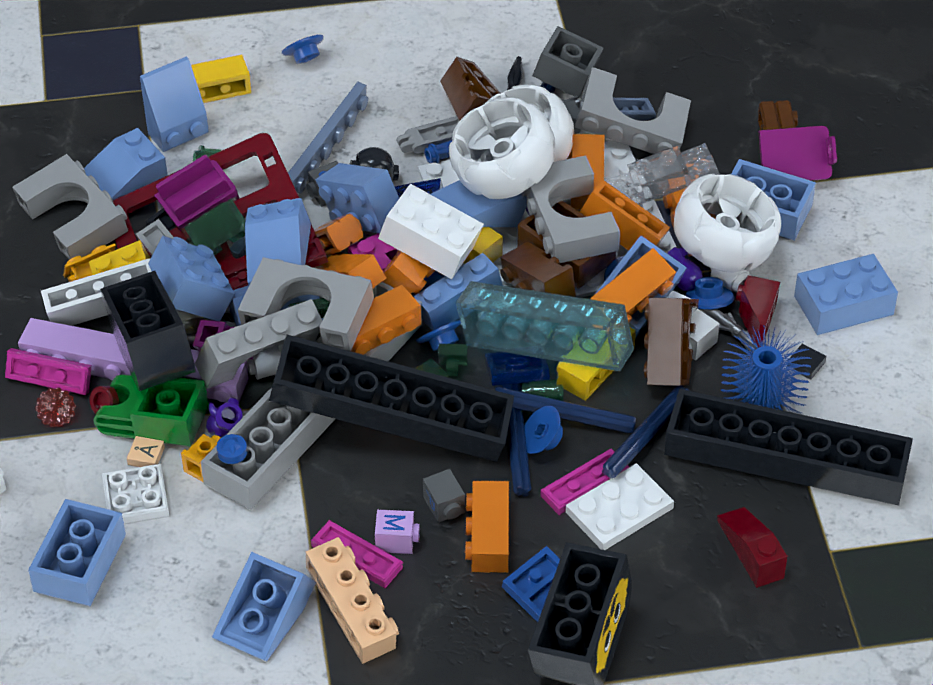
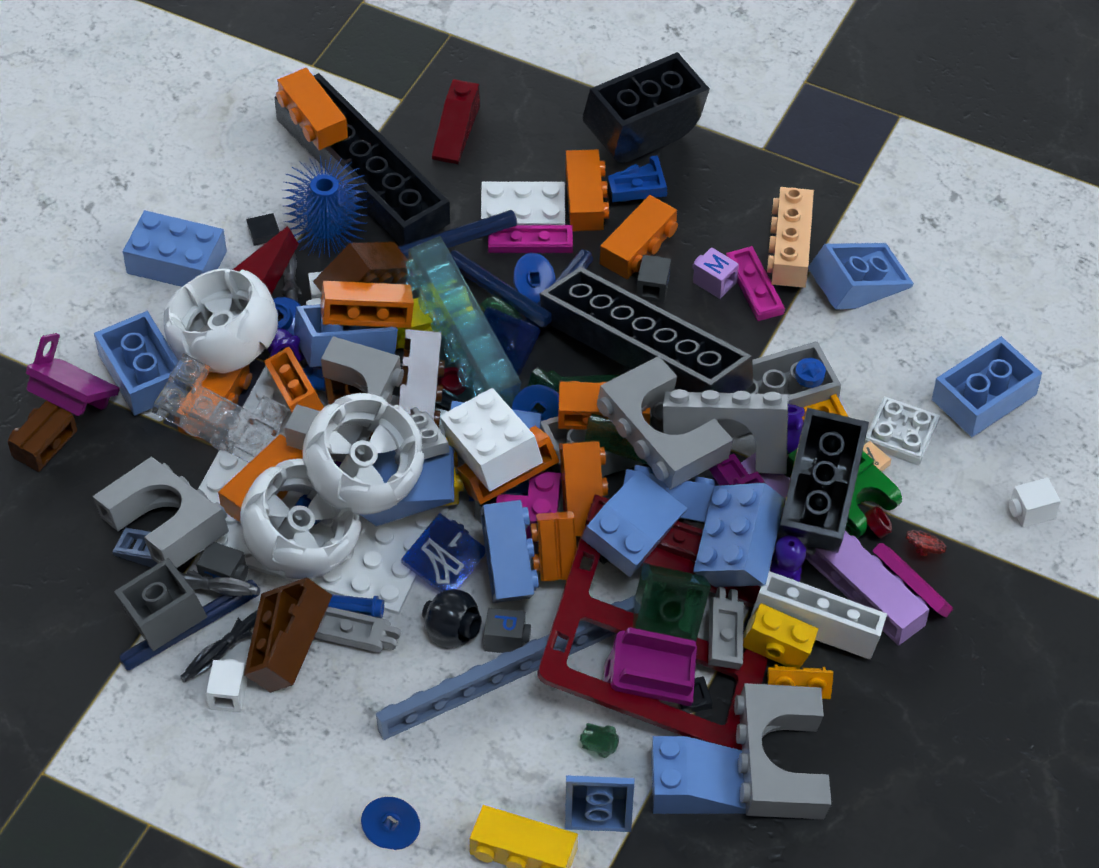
camera: 145 degrees left, 5 degrees up
(486, 59) = (226, 685): none -> white brick
(497, 224) = (433, 440): none -> light grey hinge
(562, 524) = (586, 190): none -> orange brick
(860, 428) = (312, 109): none -> orange brick

